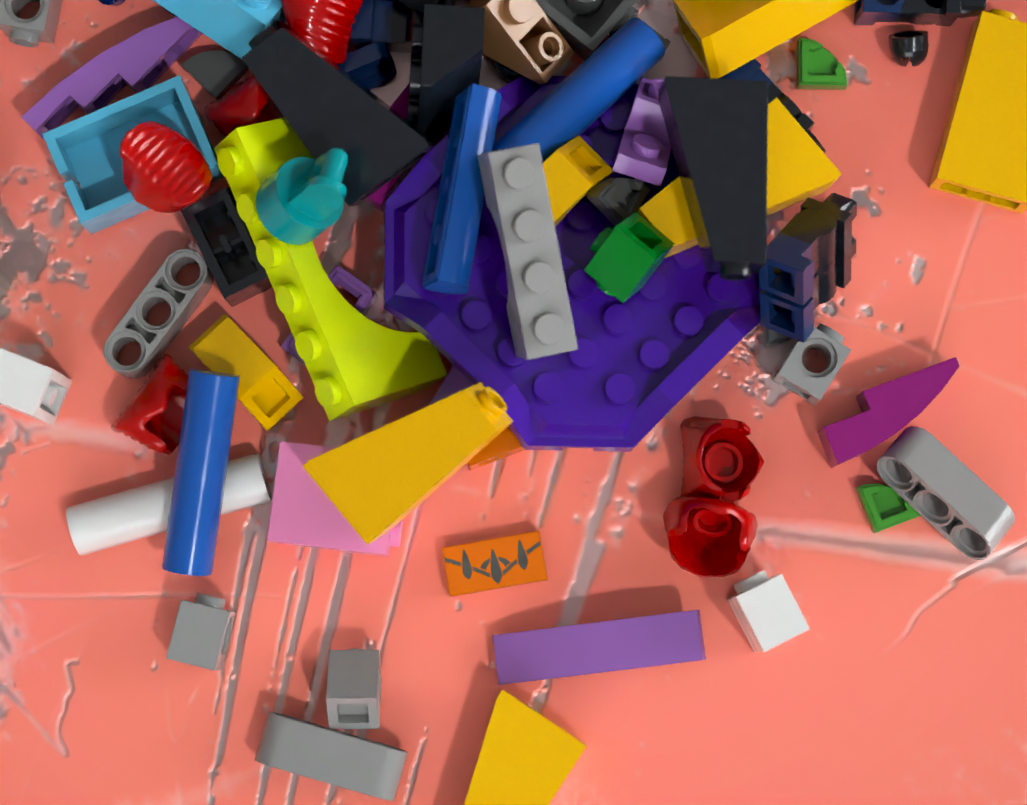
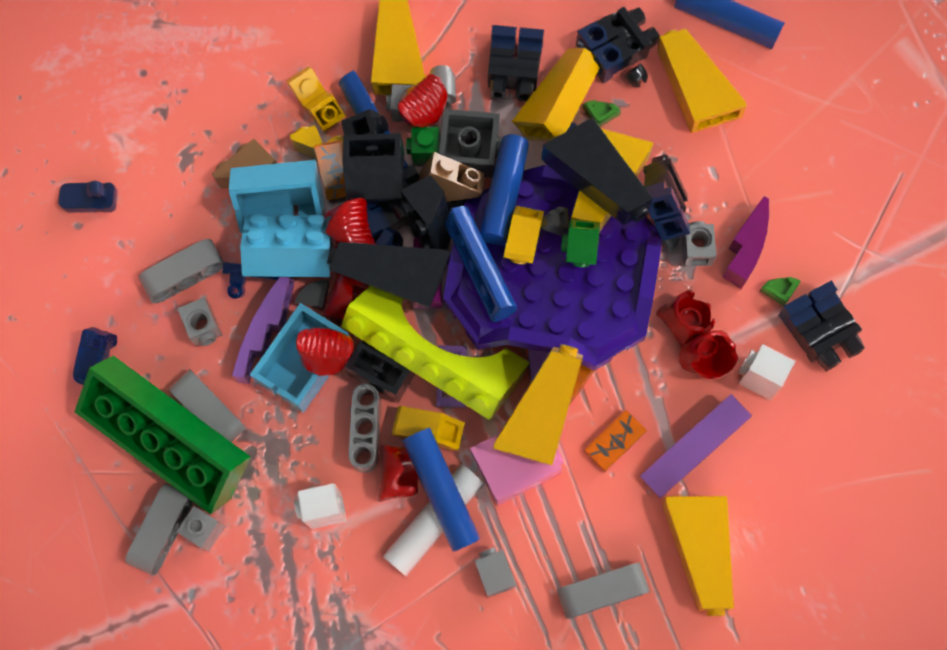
camera: 30 degrees left, 10 degrees down
(303, 197) = (406, 313): teal piece -> none
(354, 689) = (592, 547): light grey brick -> none
(536, 282) = (555, 286): light grey arch -> none
(645, 141) = (547, 184): medium lavender slope -> none
(909, 616) = (823, 325): none -> black hips
(946, 492) = (805, 262): light grey beam -> none

